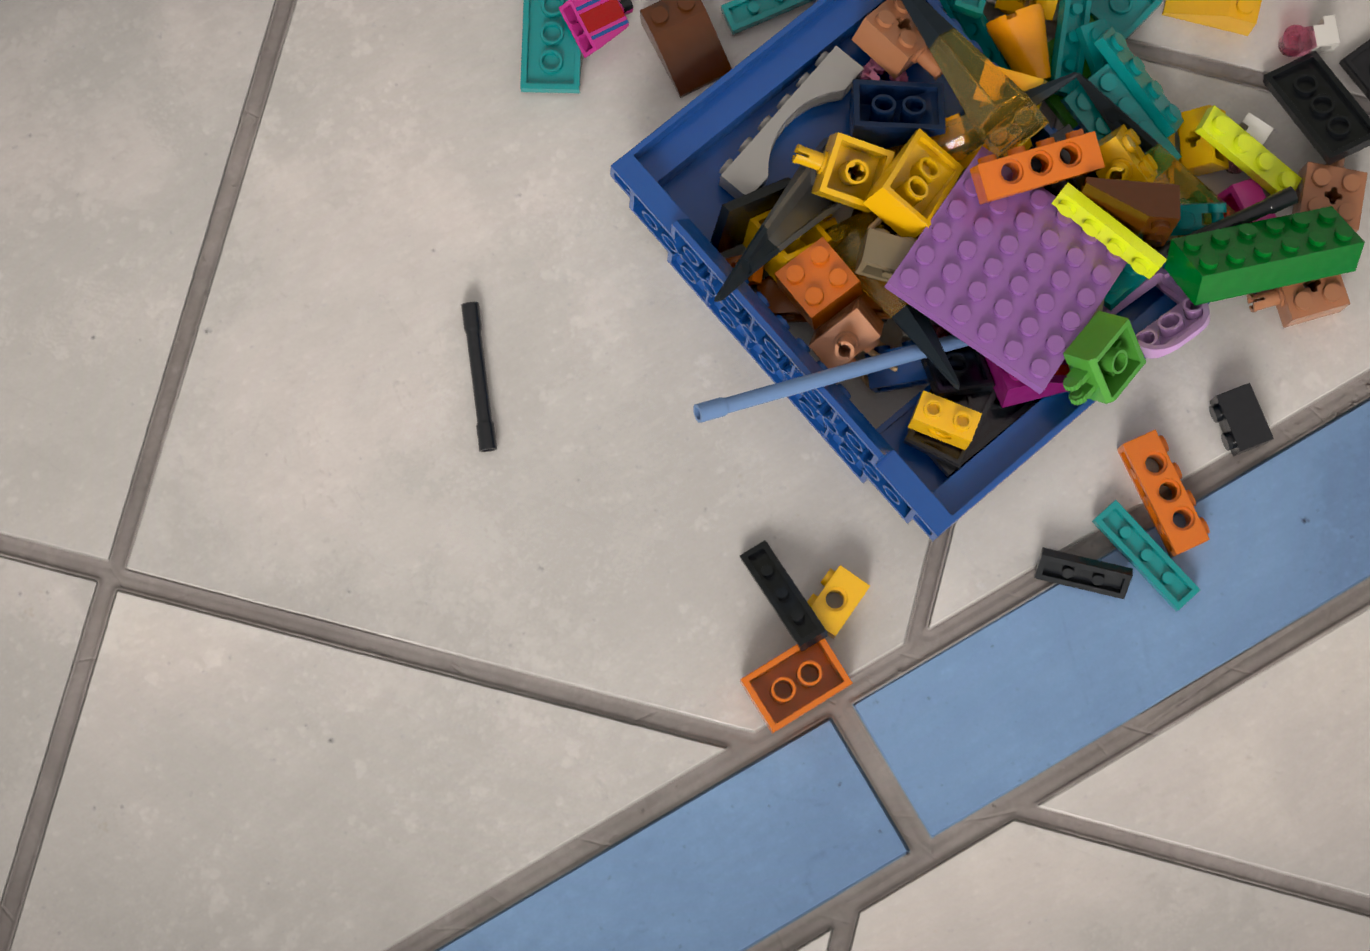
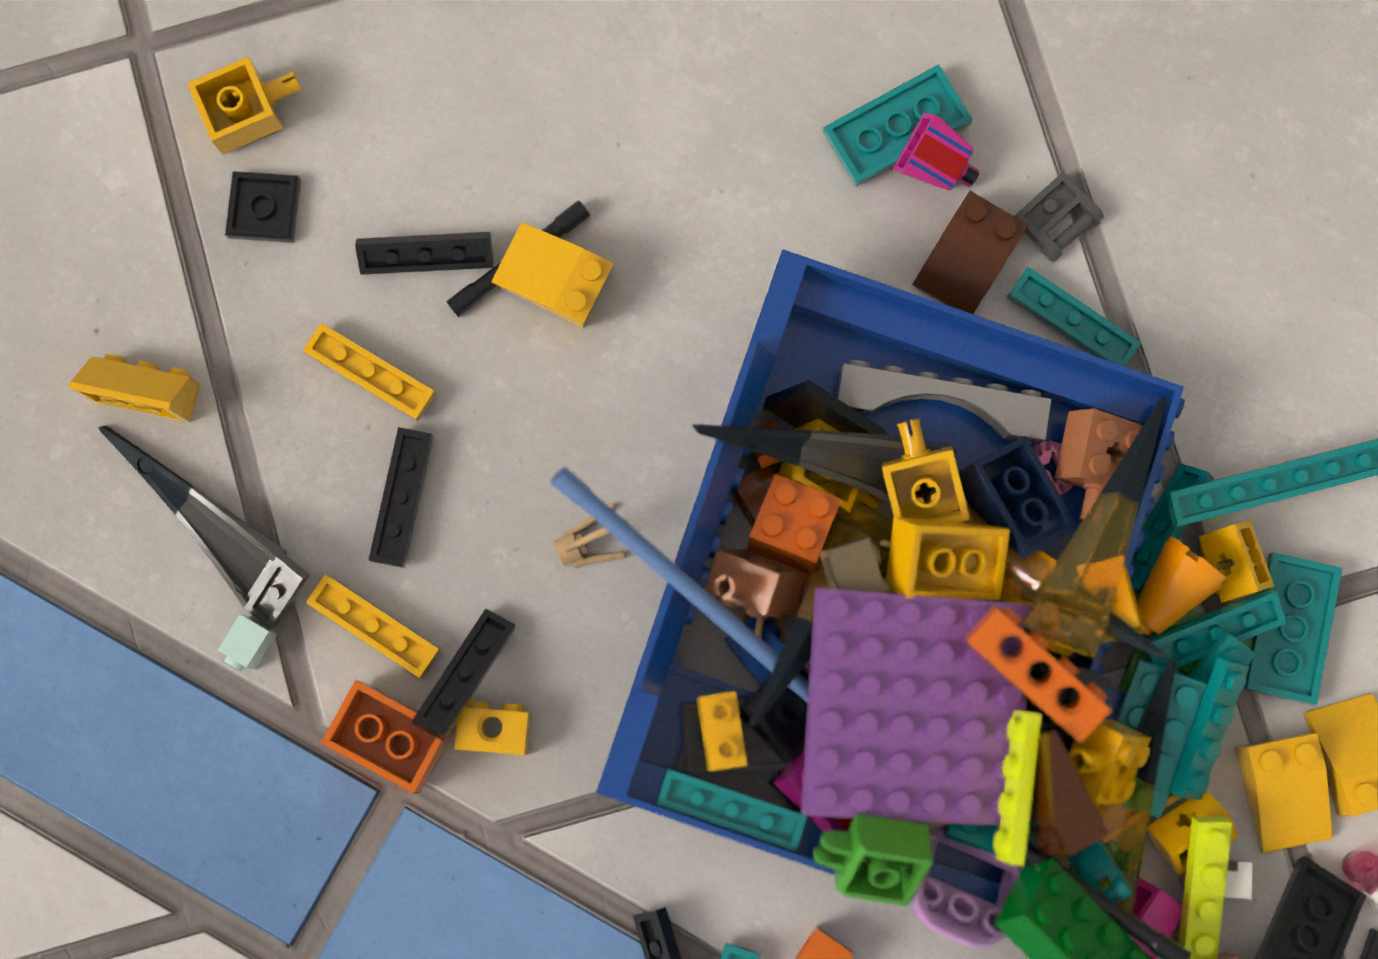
camera: 65 degrees right, 0 degrees up
(211, 506) = (239, 104): none -> yellow brick
(312, 551) = (262, 207): none -> black tile
(402, 726) = (137, 387): none -> yellow slope
(431, 444) = (424, 253): none -> black plate
(499, 541) = (369, 372): none -> yellow plate
(511, 354) = (552, 274): none -> yellow slope
(594, 717) = (245, 558): none -> dark grey plate
(614, 571) = (401, 497): none -> black plate
(658, 753) = (246, 643): none -> light aqua brick
(702, 649) = (373, 626): none -> yellow plate
(731, 463) = (573, 545): none -> tan plant
(1004, 448) = (731, 809): none -> teal plate
(1210, 58) = (1287, 791): none -> yellow slope

